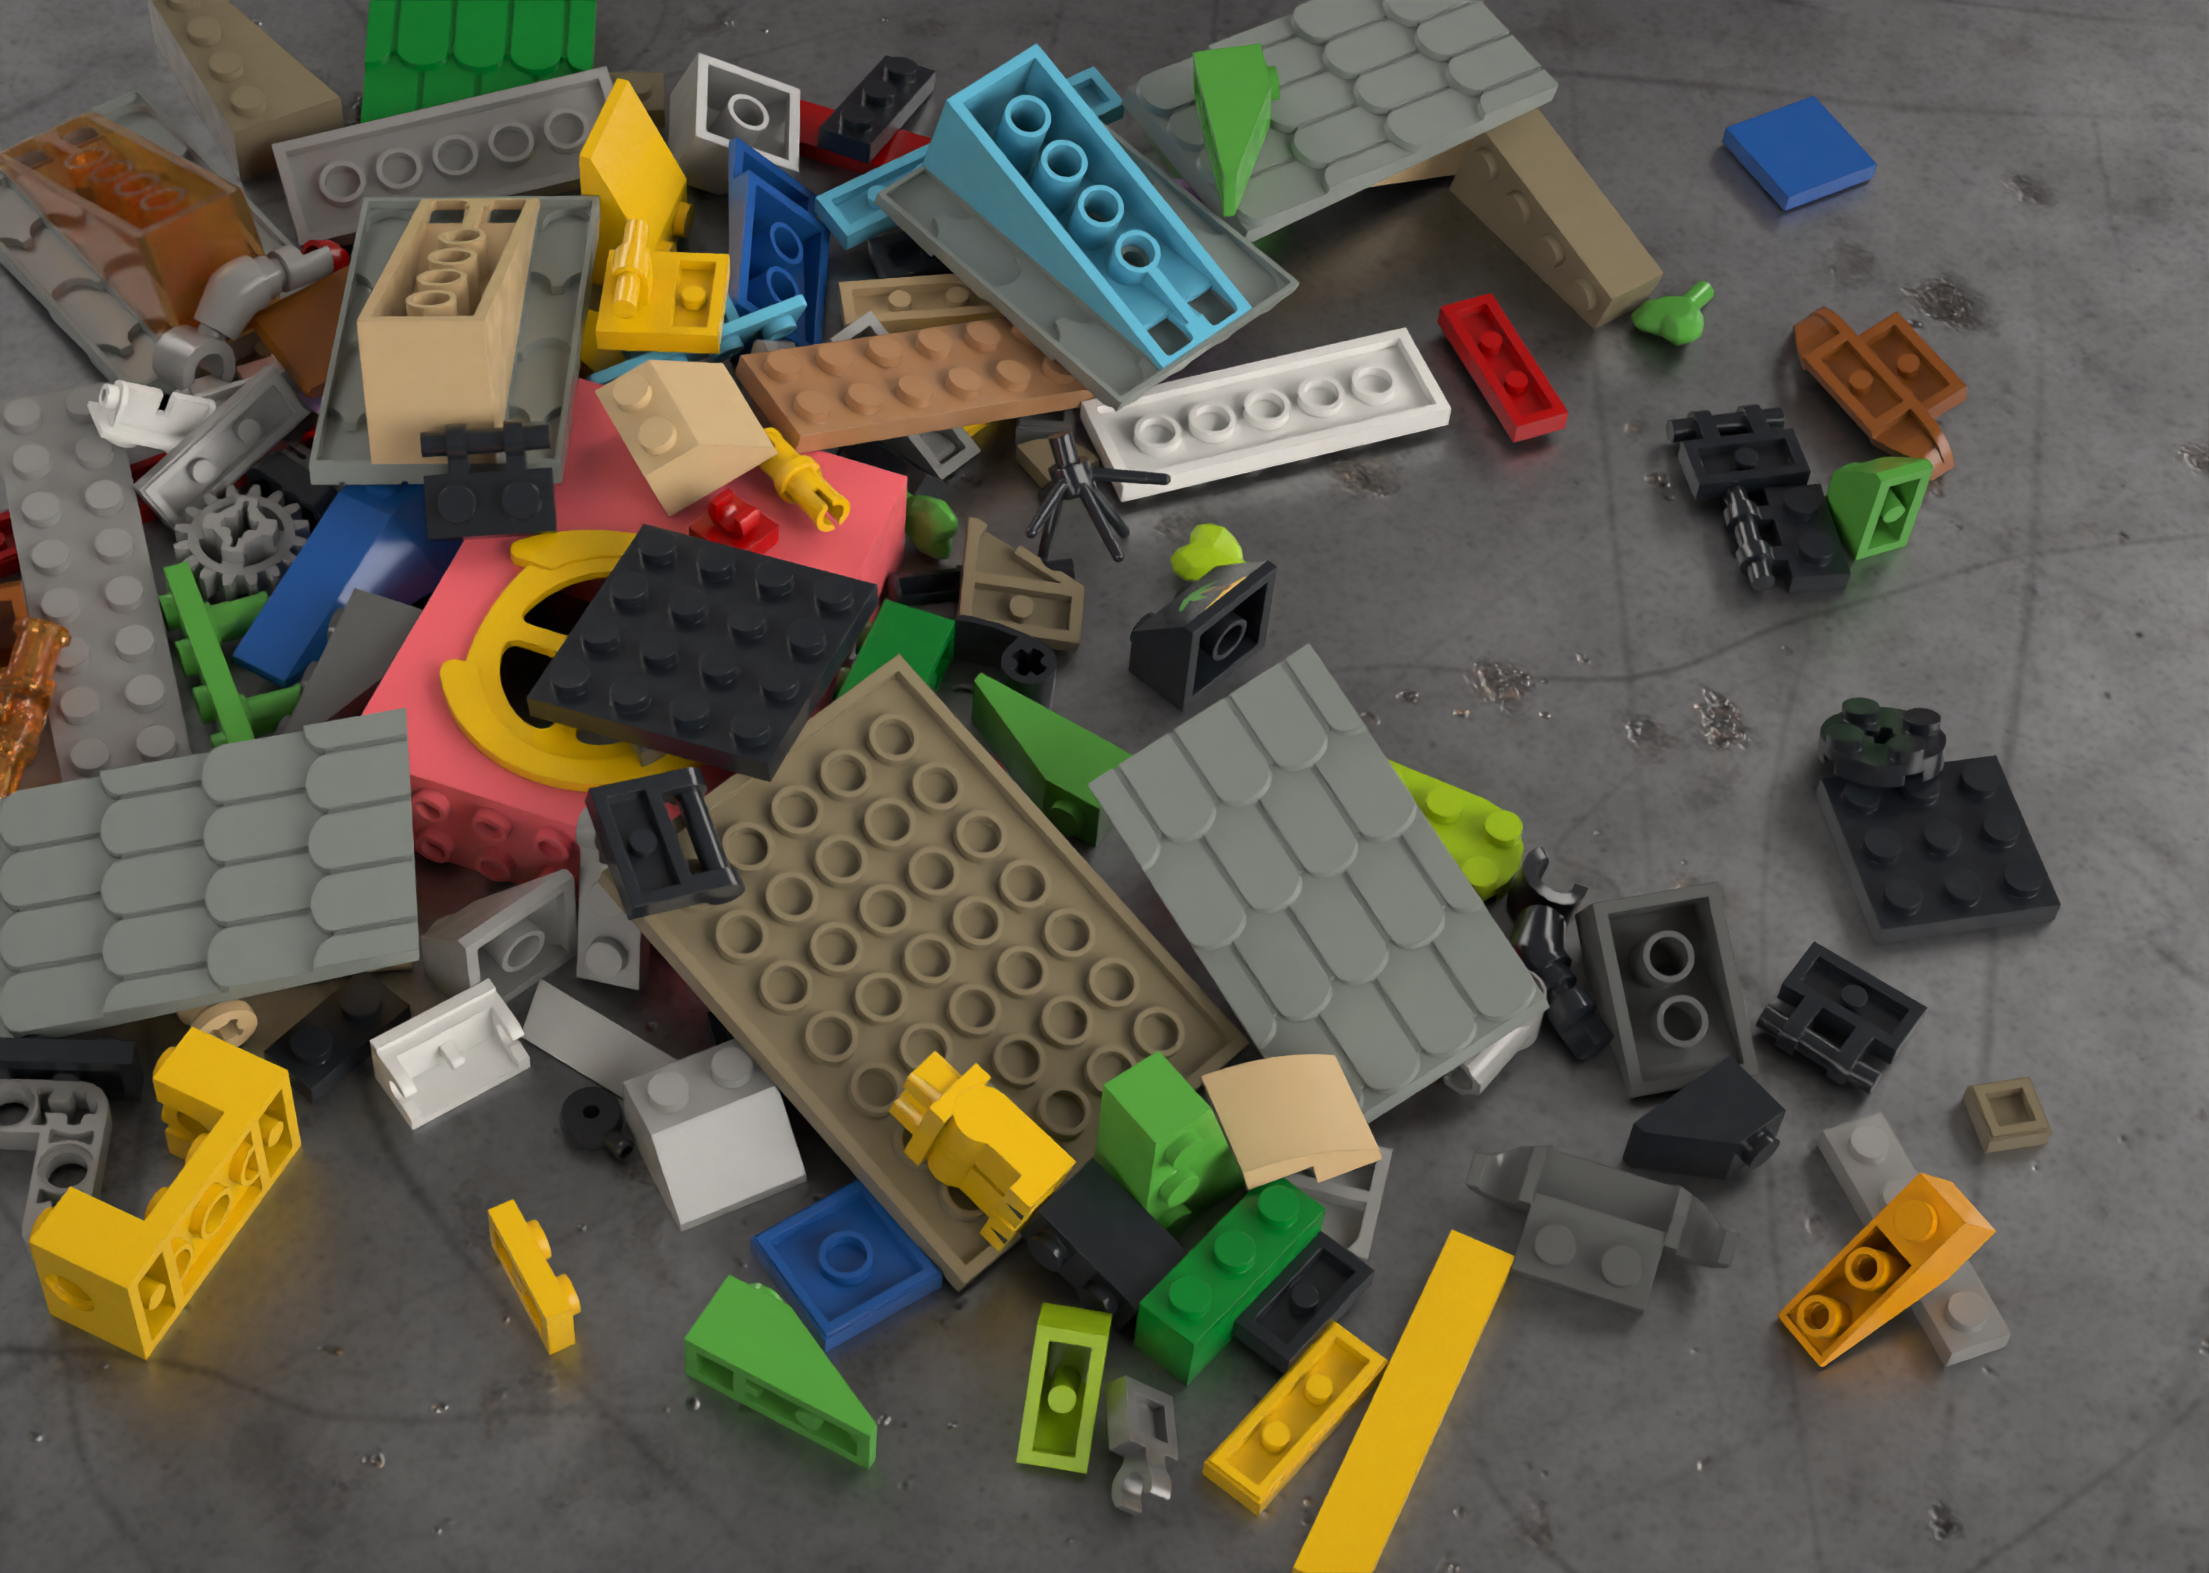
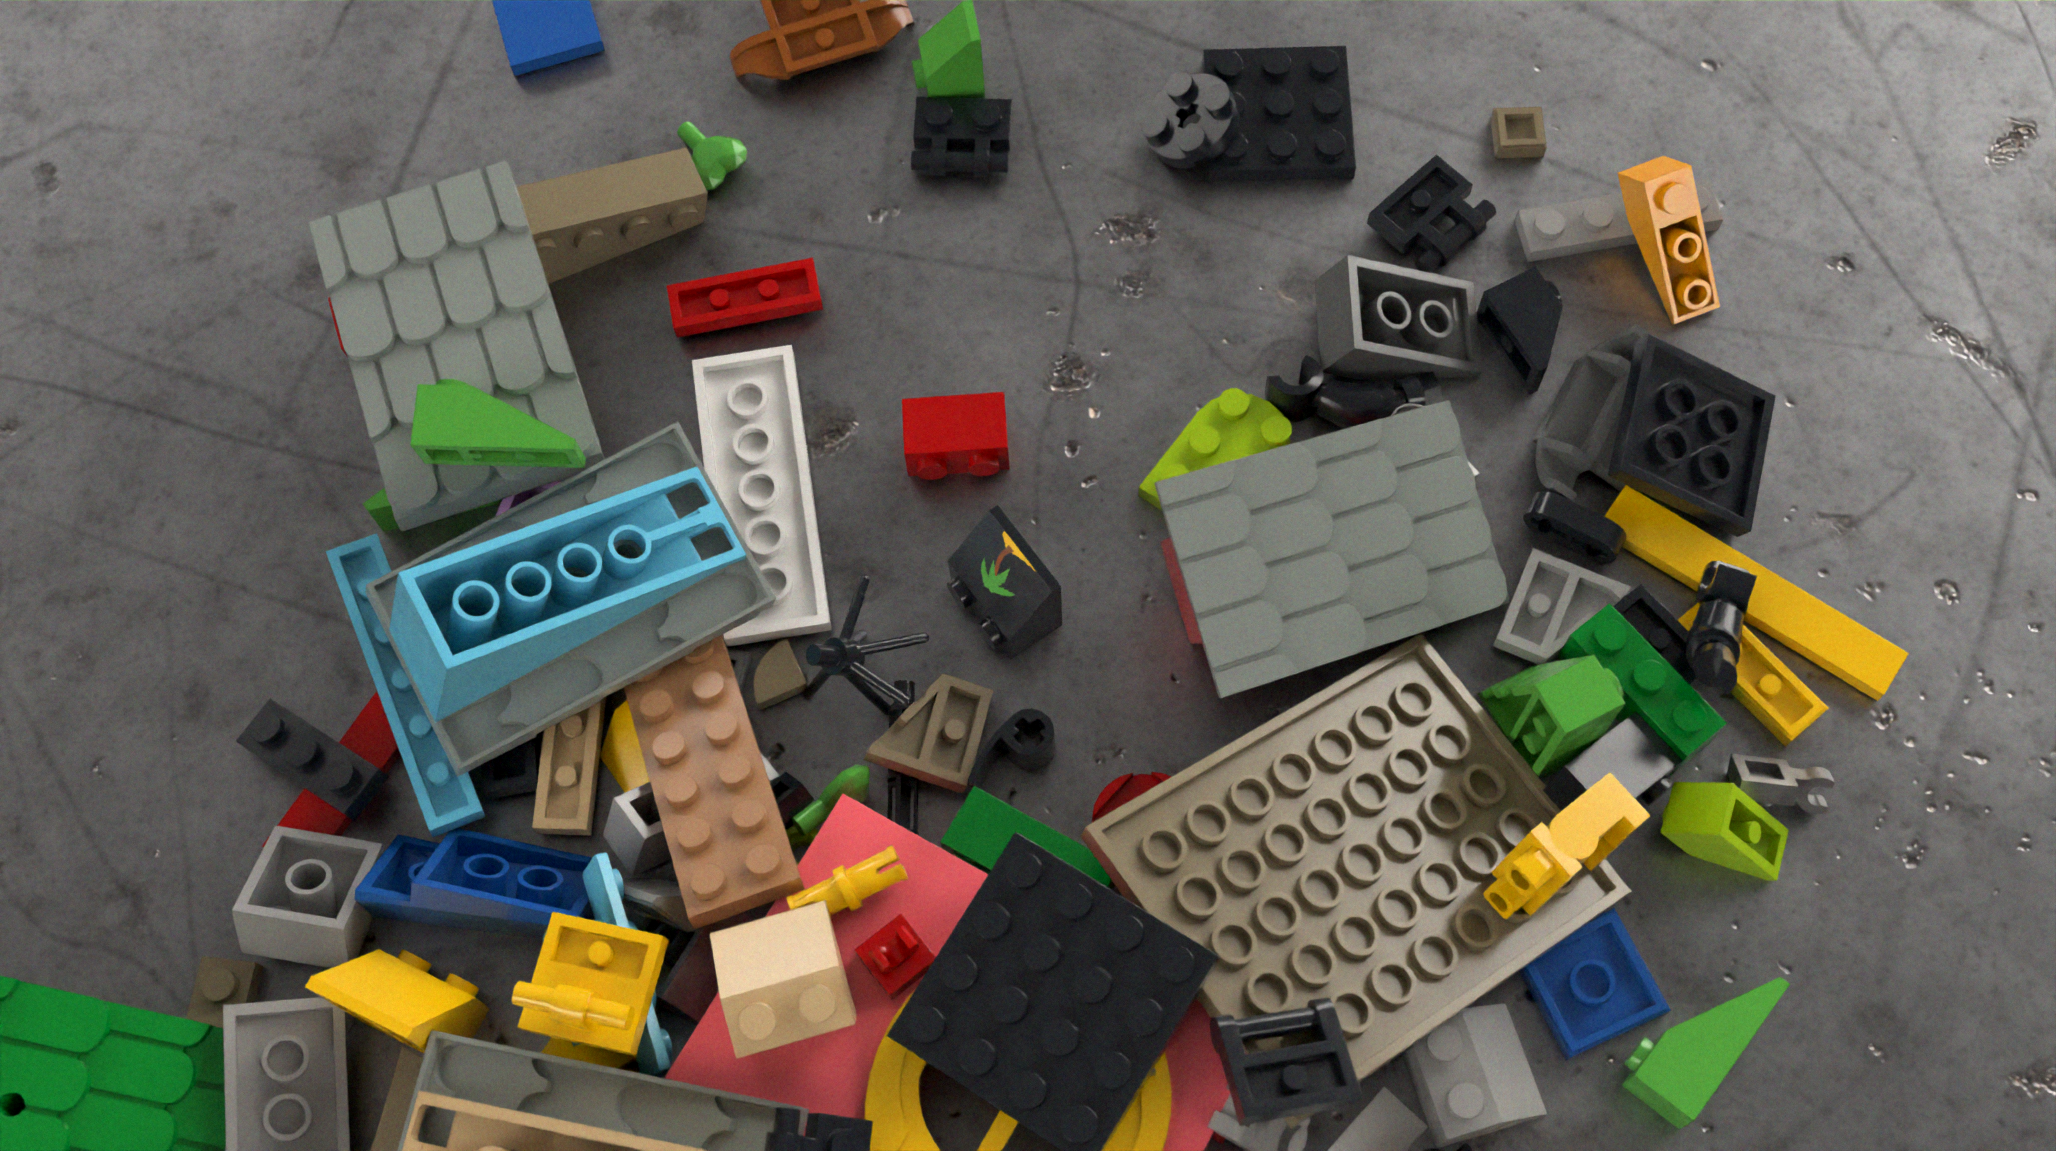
camera: 70 degrees left, 15 degrees up
(1047, 757) = (1124, 731): bright green slope -> none
(1208, 547) = (911, 565): lime rock -> none
(1290, 1118) = (1528, 611): tan slope -> none
(1324, 1337) = (1717, 628): none -> black piece
(1383, 571) = (955, 435): none -> red brick
(1437, 1200) = (1574, 527): none -> black beam
(1597, 1308) = (1692, 435): none -> black plate
(1738, 450) = (885, 146): black plate -> none

